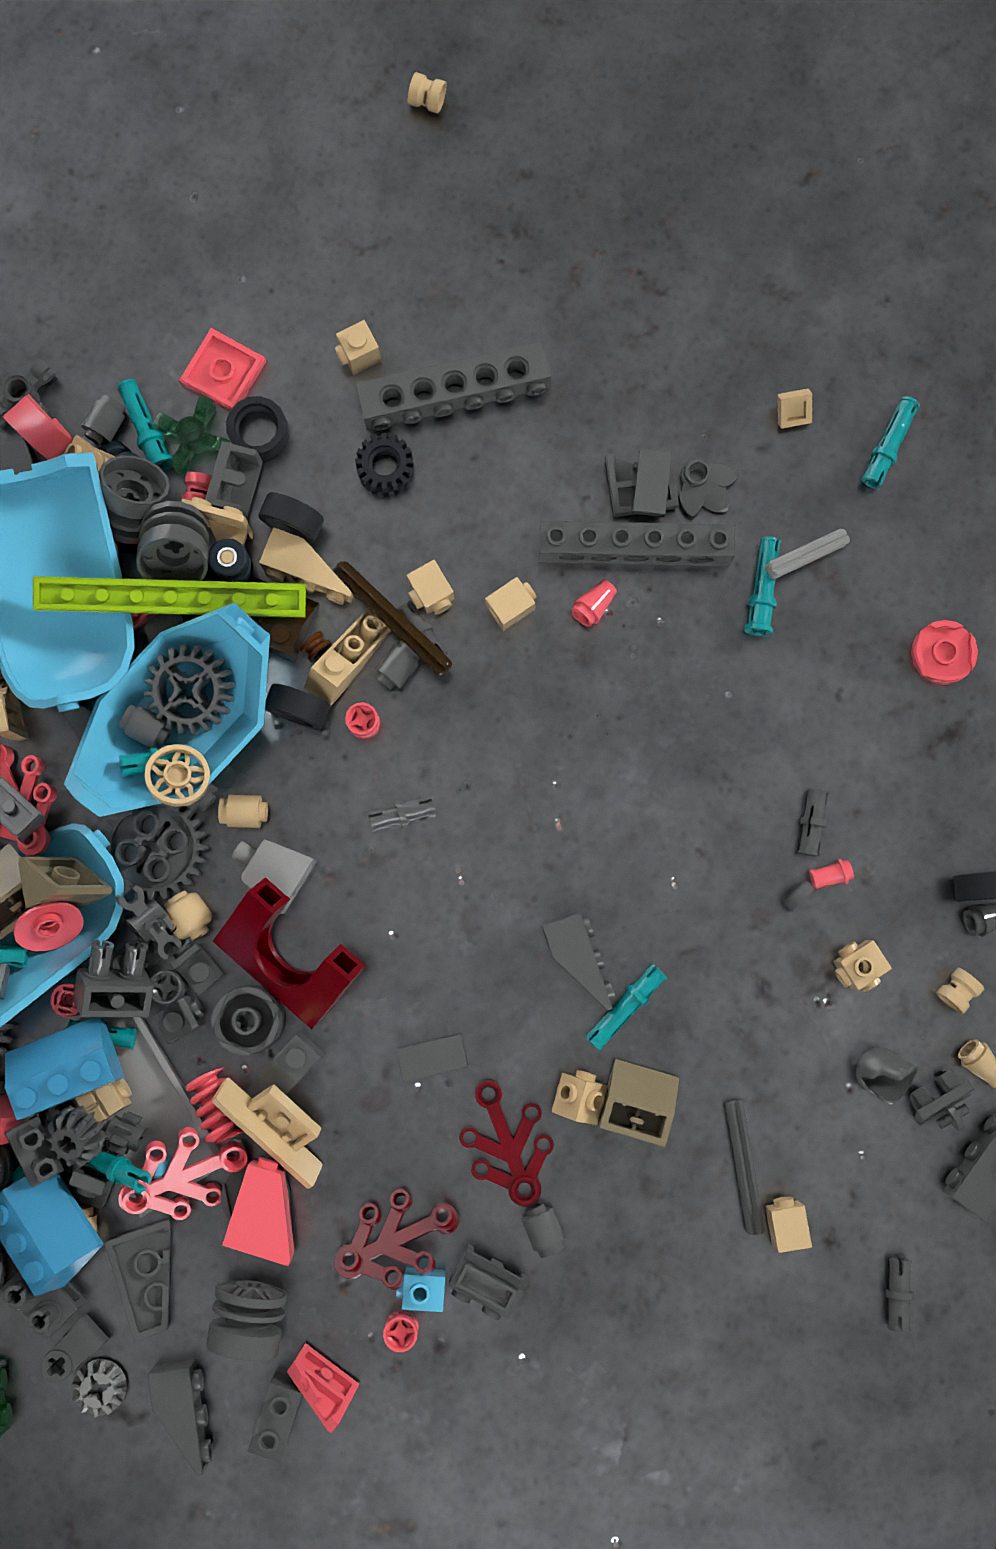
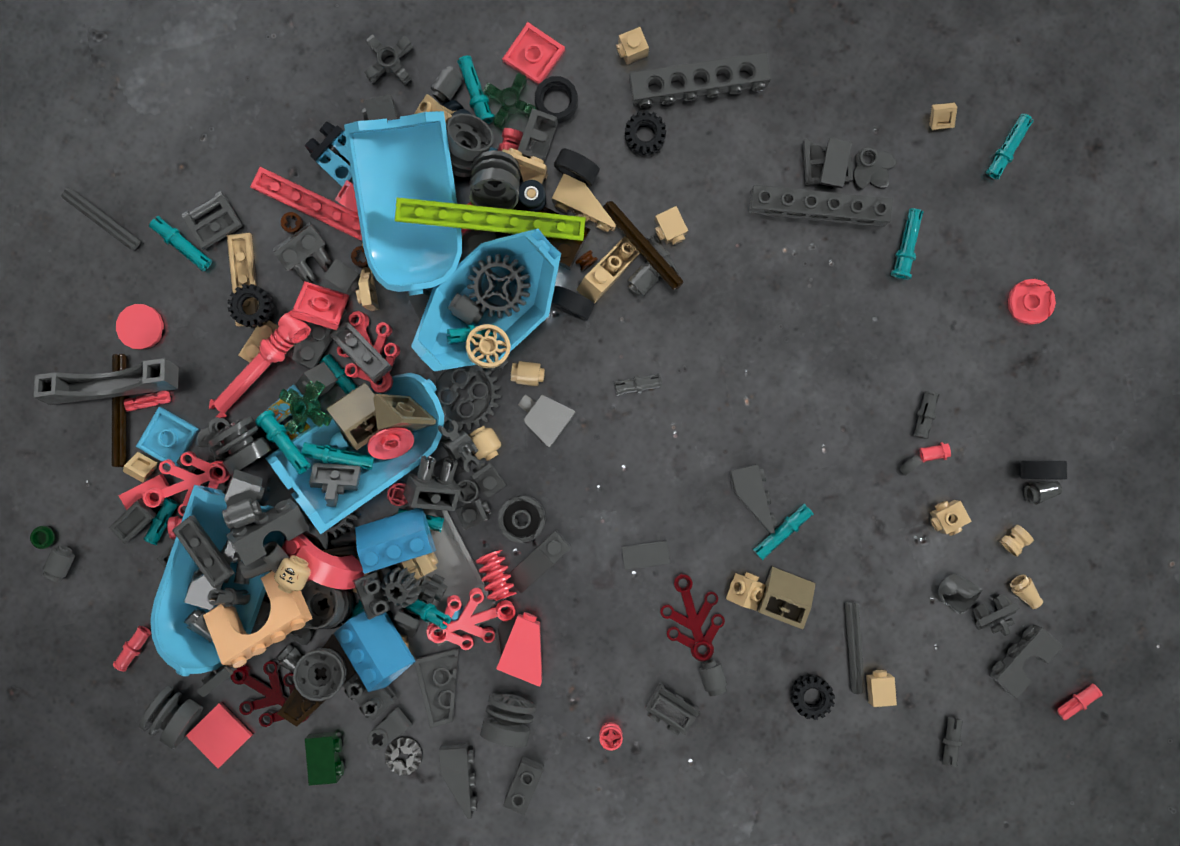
camera: 10 degrees right, 5 degrees up
(38, 428) = (401, 87): coral slope -> none
(249, 943) = (561, 503): dark red arch -> none
(275, 1126) = (536, 592): tan bracket -> none
(322, 1385) = (556, 767): coral wing -> none
(361, 715) = (615, 313): coral wheel -> none
(391, 1240) = (609, 676): dark red plant -> none
(422, 1291) = (627, 710): medium azure brick -> none
(511, 603) = (727, 241): tan brick -> none
(592, 605) = (784, 247): coral cone -> none
(694, 1266) = (812, 683): none -> black tyre
(807, 553) = (941, 223): light grey axle -> none

